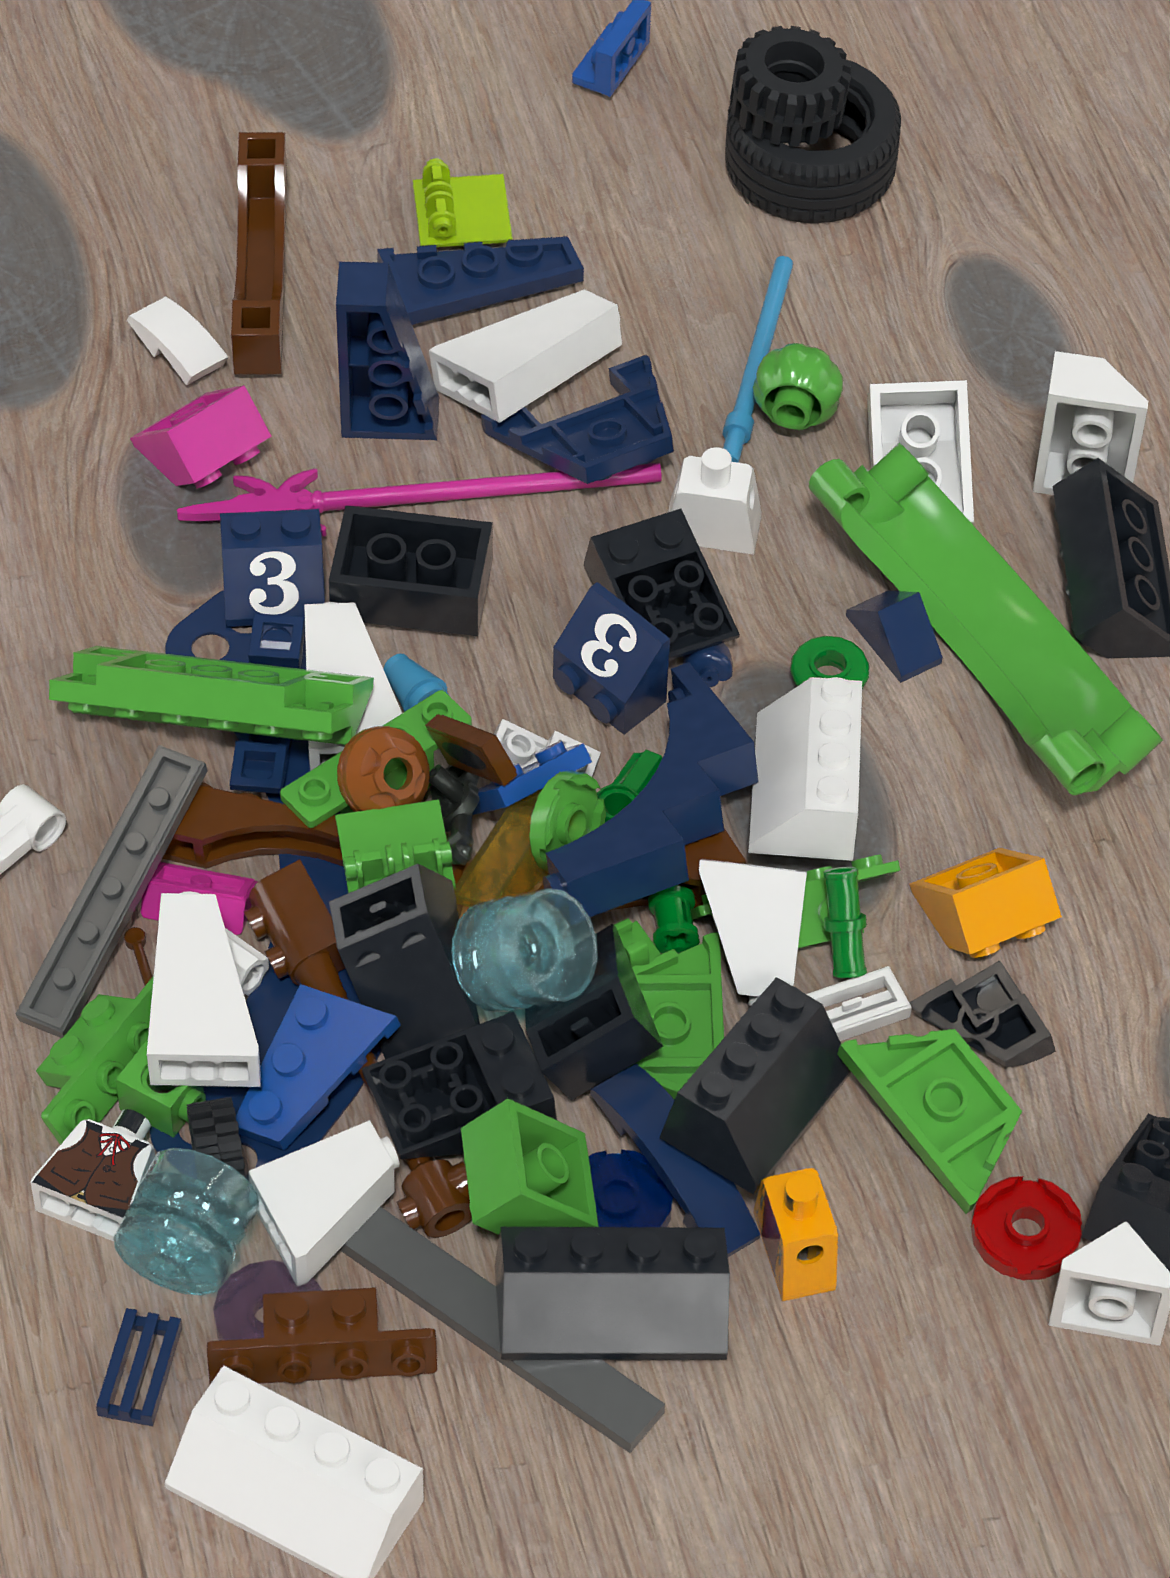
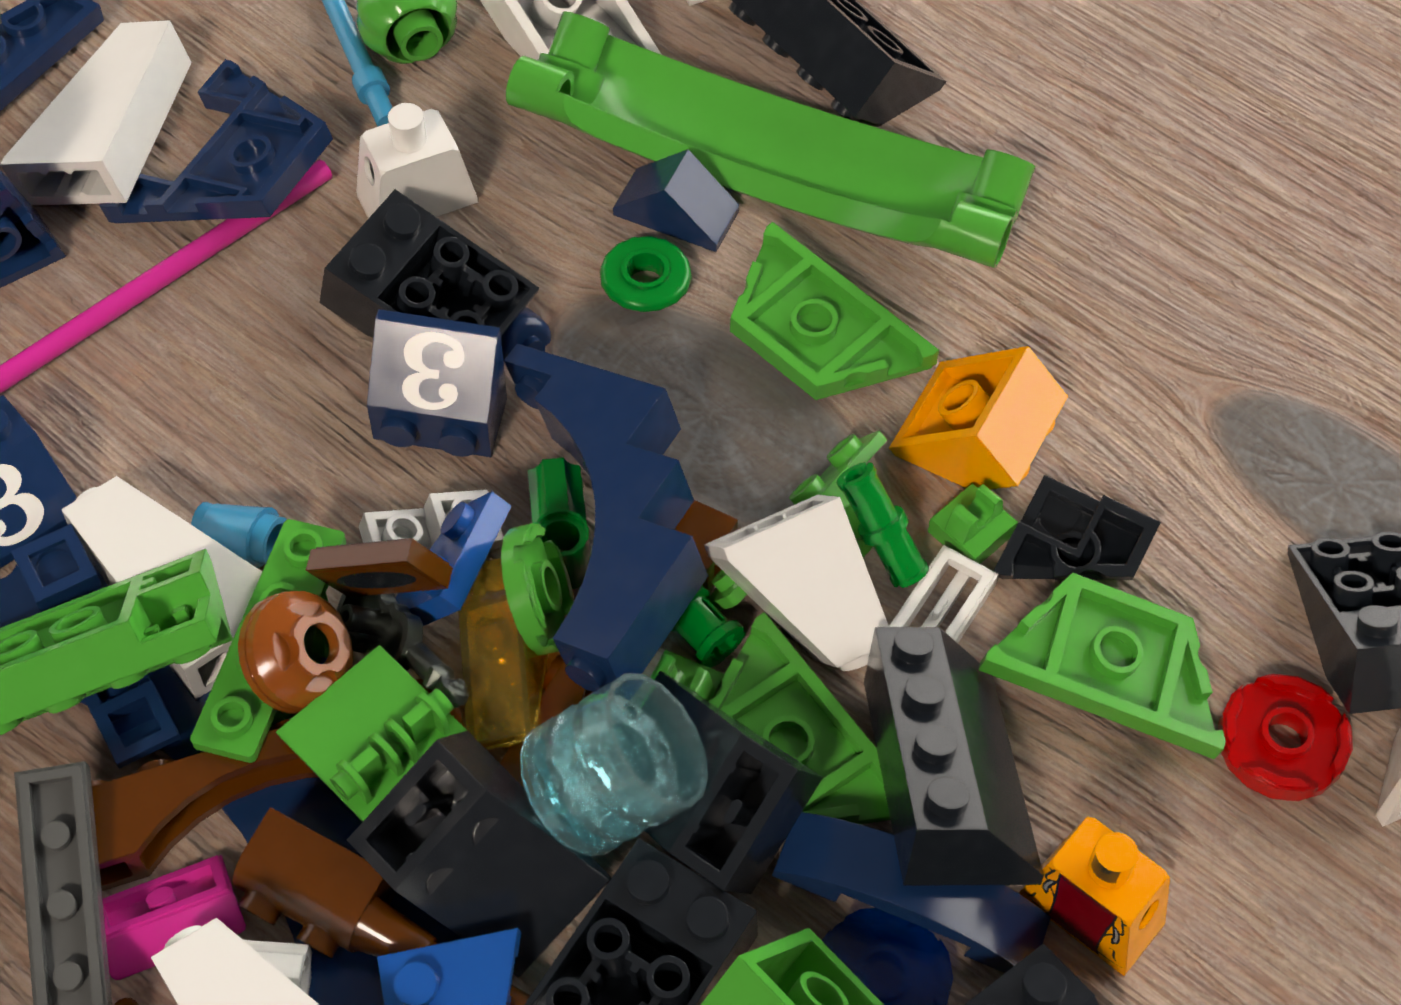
camera: 35 degrees left, 5 degrees up
(413, 569) = (151, 404): black brick -> none
(808, 771) = (738, 396): white slope -> none
(921, 965) = (973, 523): none -> bright green tile
(927, 770) = (821, 324): none -> bright green wing

